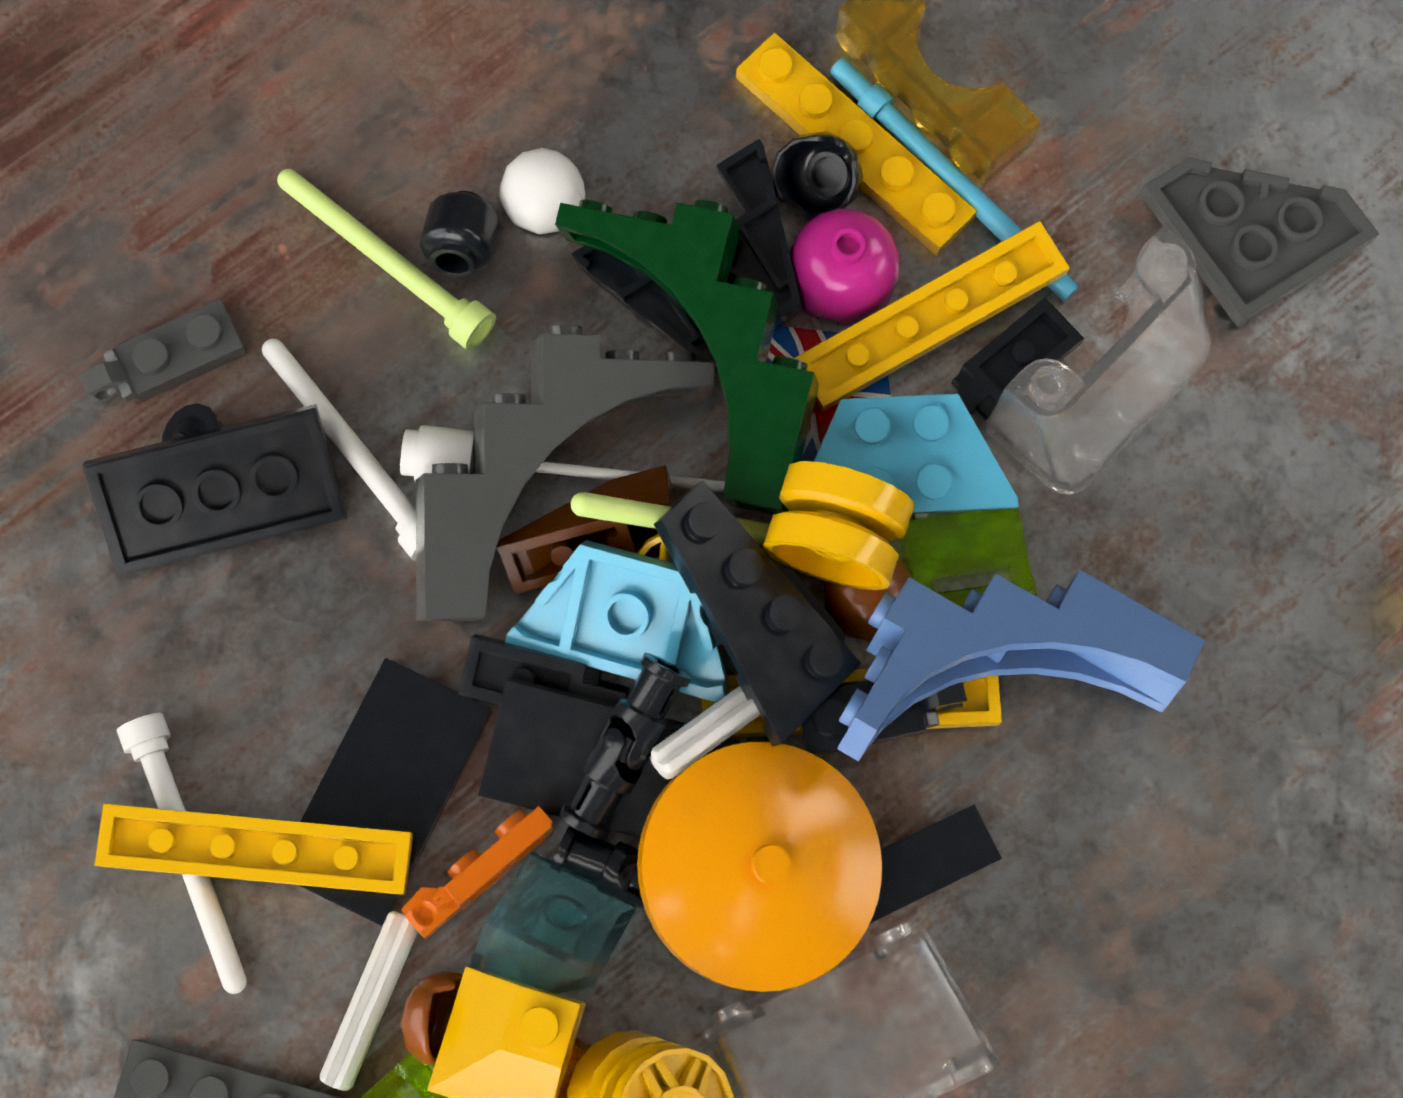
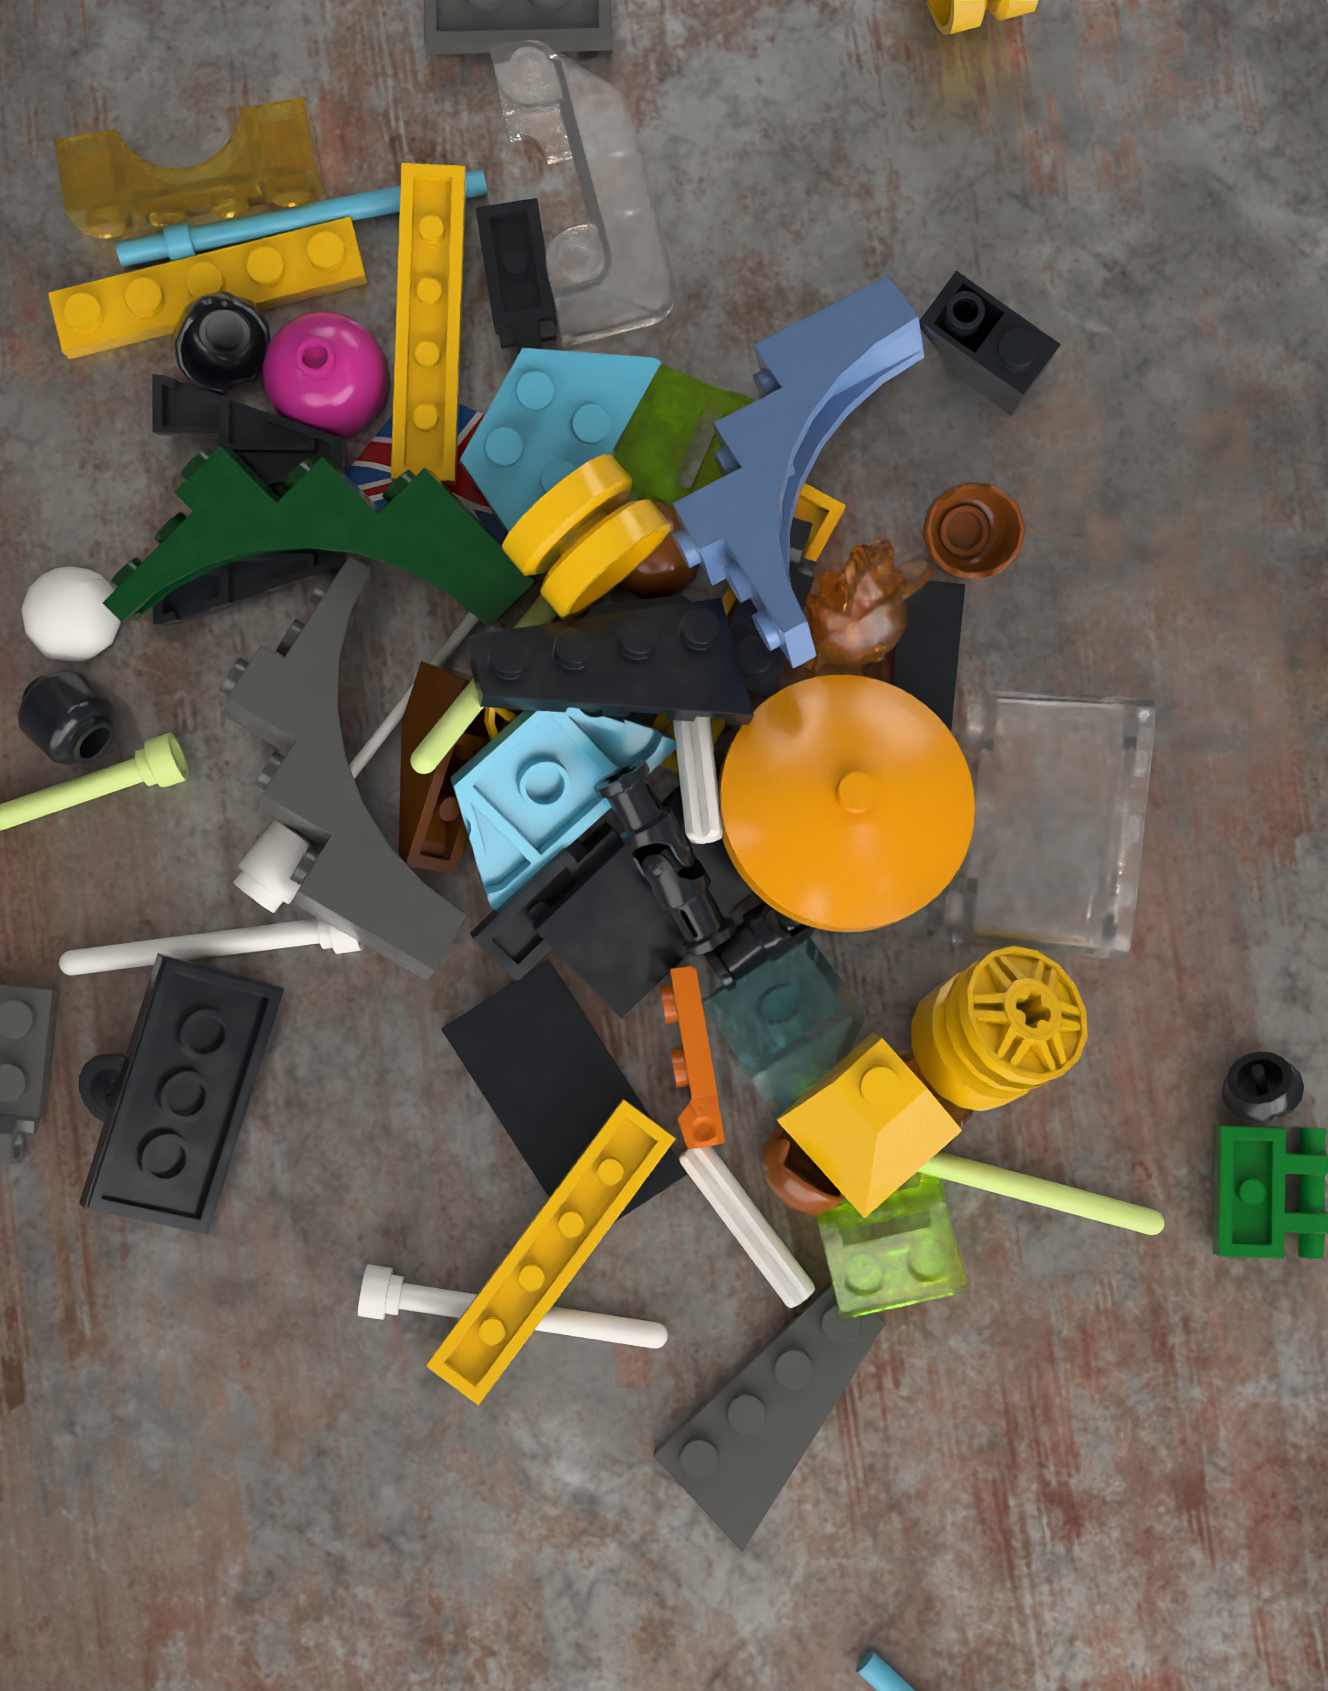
camera: 50 degrees left, 10 degrees up
(924, 783) = (862, 607): none -> clear orange hair
(1047, 836) = (973, 530): none -> dark orange hair
(1205, 754) = (987, 342): none -> black slope

